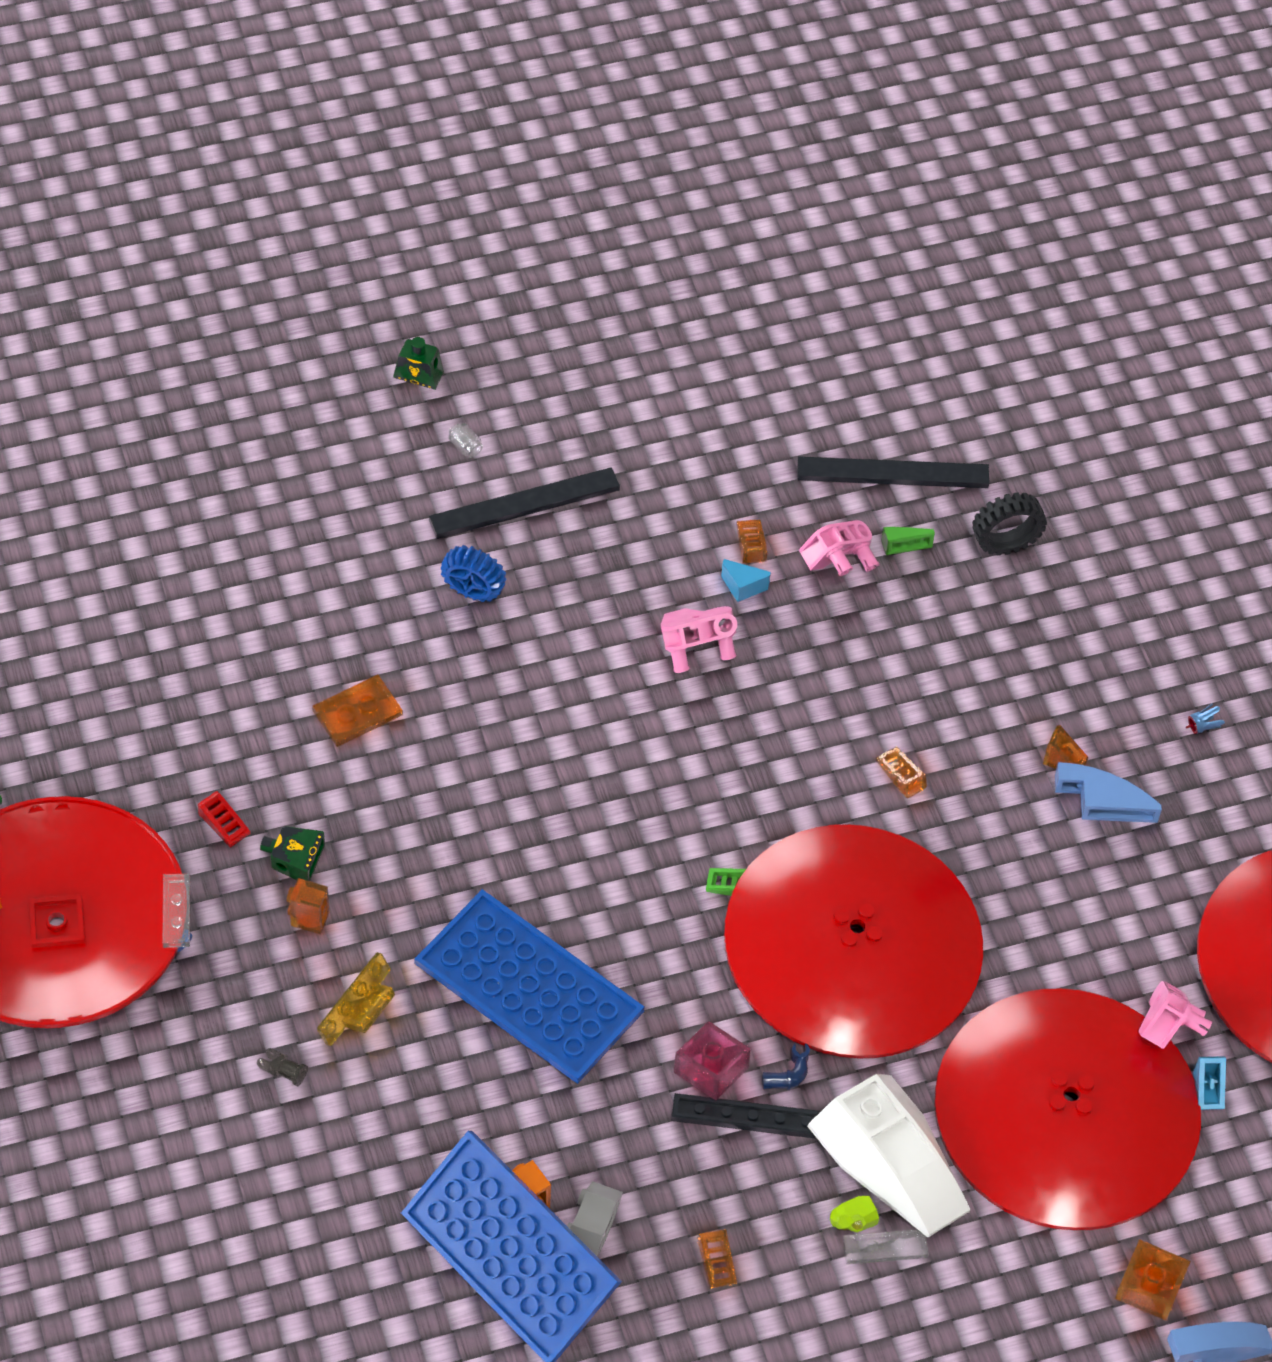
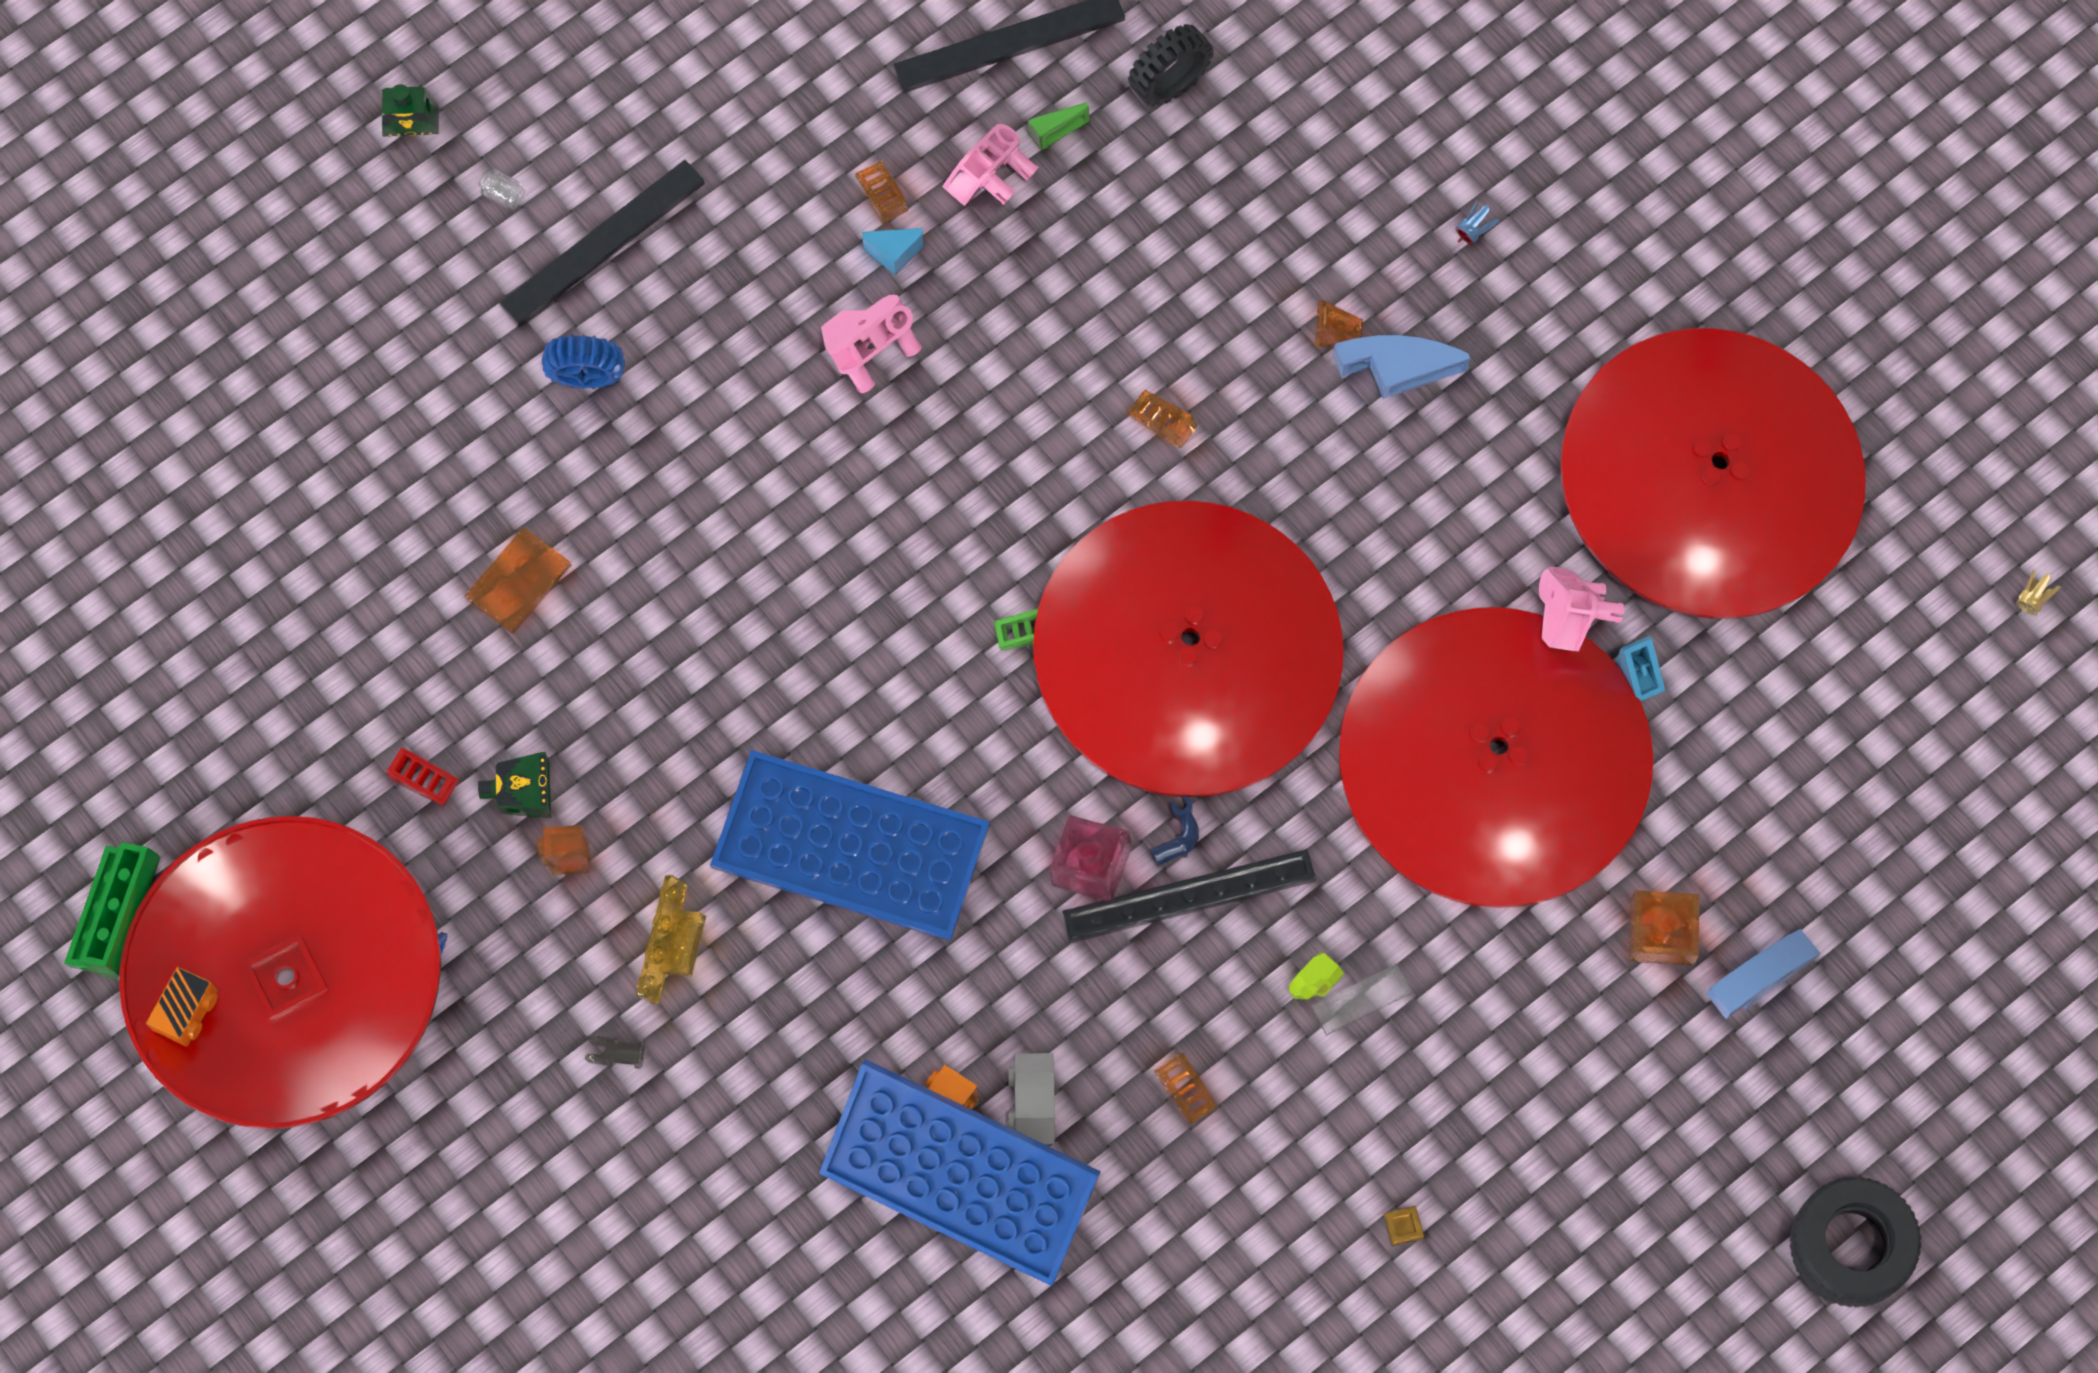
camera: 15 degrees left, 15 degrees up
(176, 910) = (420, 918): clear tile -> none
(892, 1152) = (1328, 889): white wedge -> none

